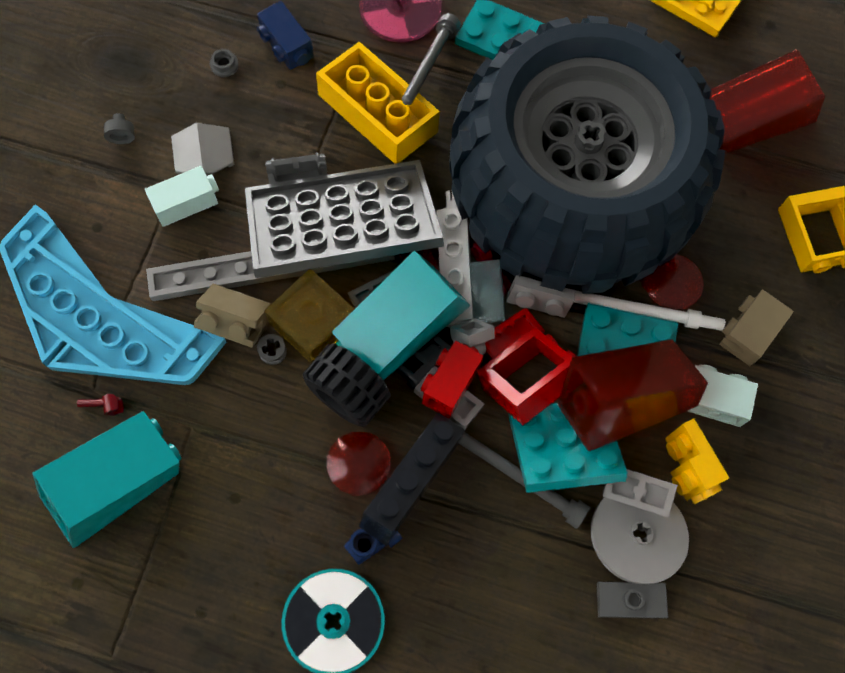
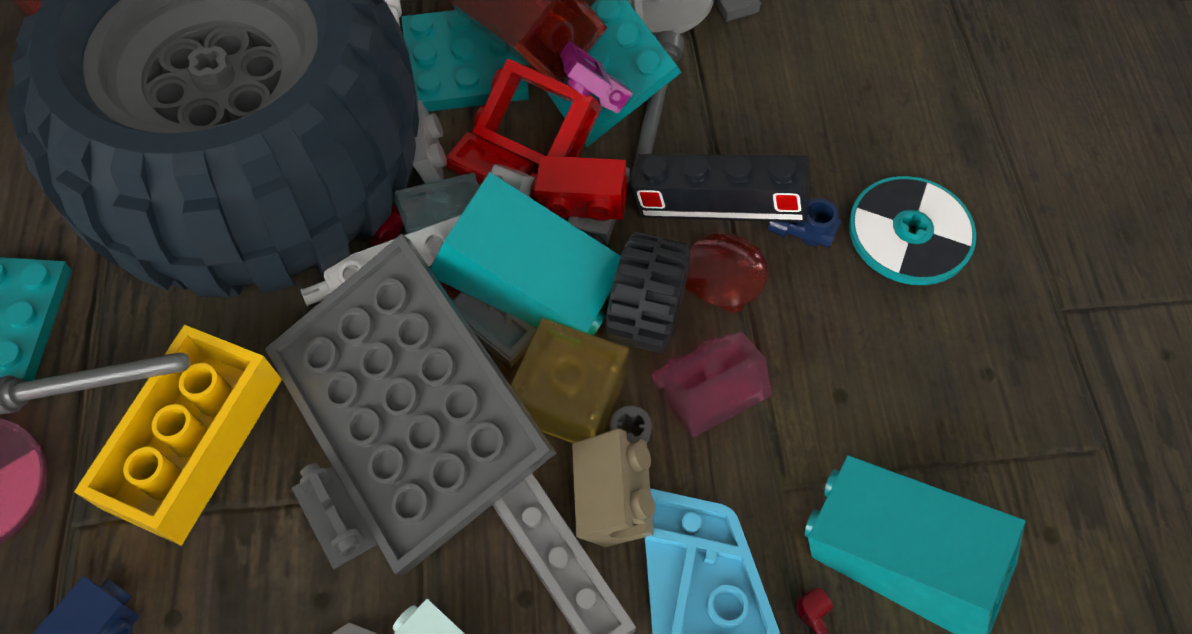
camera: 110 degrees left, 10 degrees down
(270, 407) = (714, 382): none -> clear pink brick
(536, 410) = (589, 76): none -> magenta hinge

